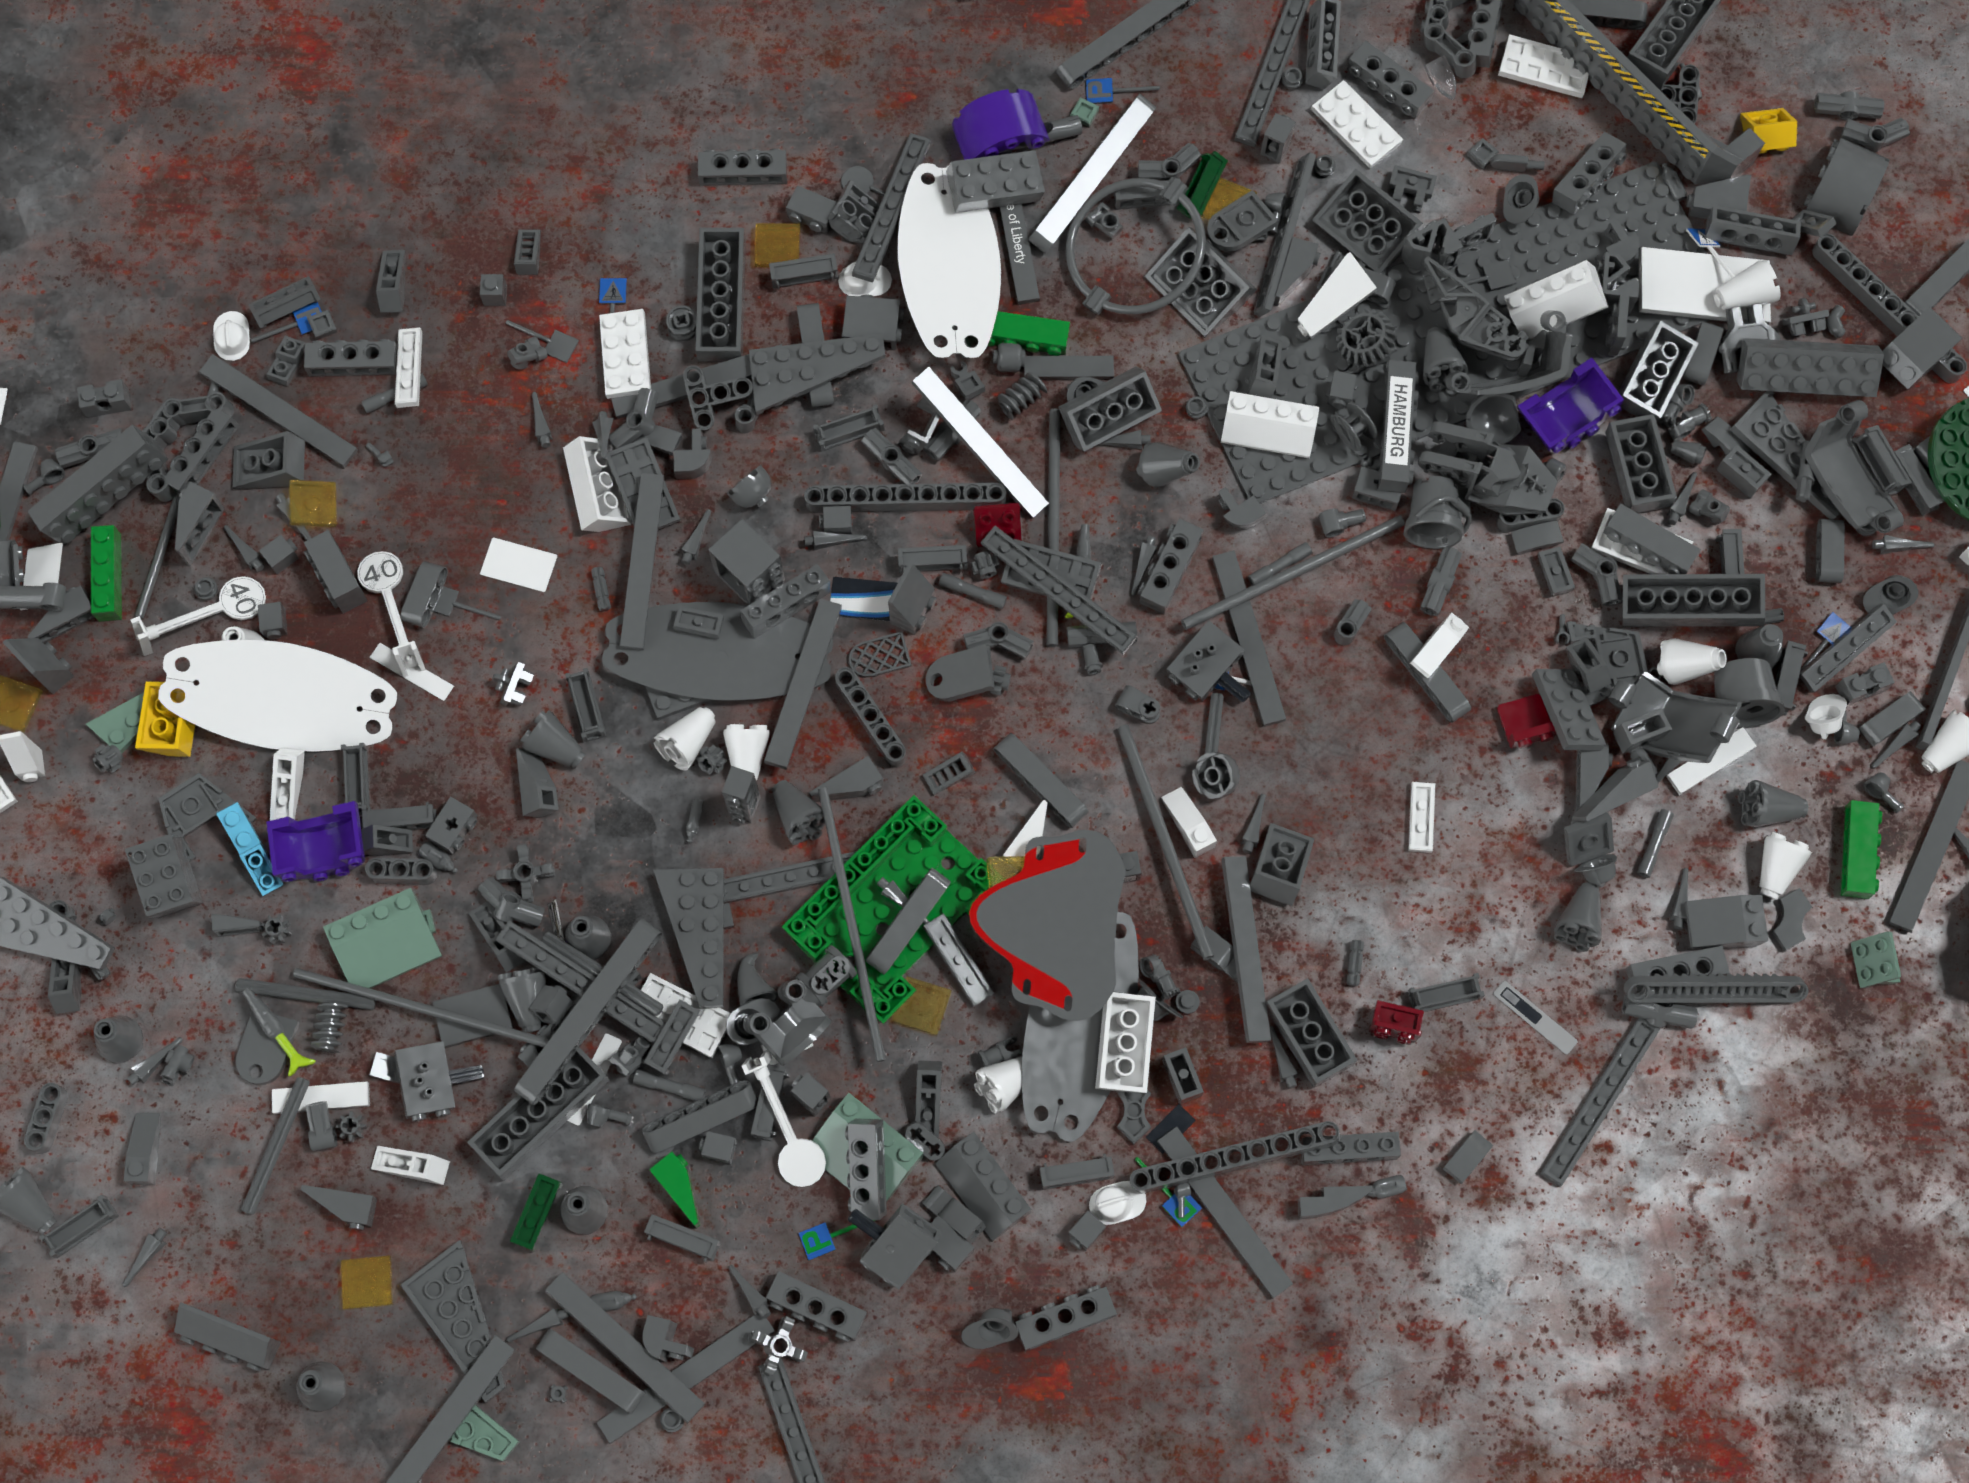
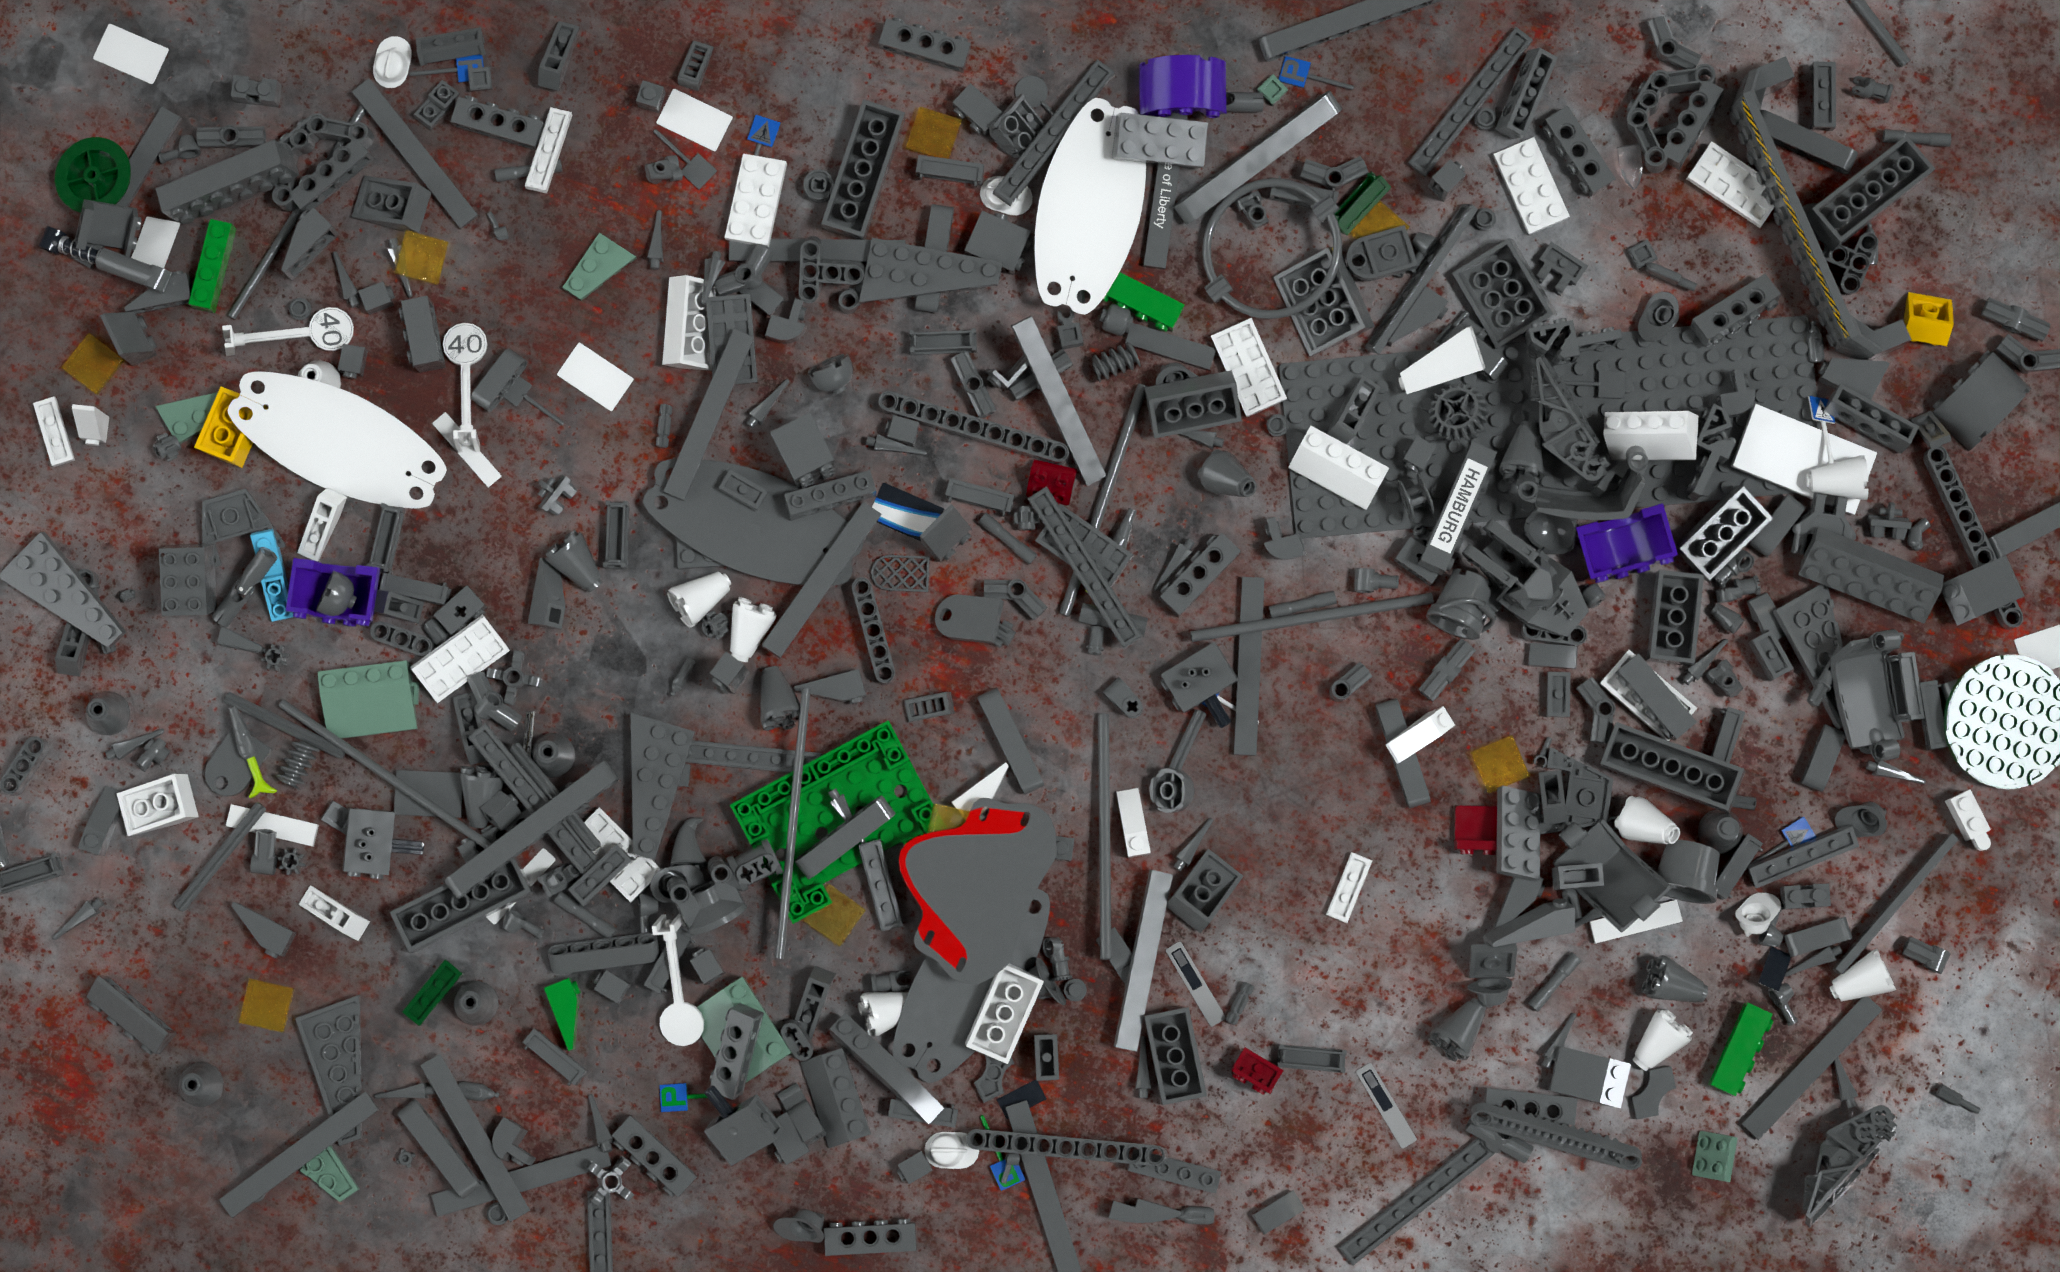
camera: 20 degrees right, 10 degrees up
(195, 1112) = (157, 804): none -> white slope
(228, 853) = (252, 575): none -> dark grey piece
(321, 846) = (337, 595): none -> dark grey cylinder
(463, 870) = (459, 658): none -> white plate
(488, 460) = (598, 264): none -> sand green wing
(542, 301) = (694, 120): none -> white sticker
(1023, 1137) = (885, 1068): none -> dark grey slope
(1142, 348) = (1252, 369): none -> white plate
(1304, 959) = (1195, 984): none -> light grey sticker
(1524, 653) = (1500, 764): none -> clear yellow tile
(1863, 762) = (1774, 969): none -> black sticker

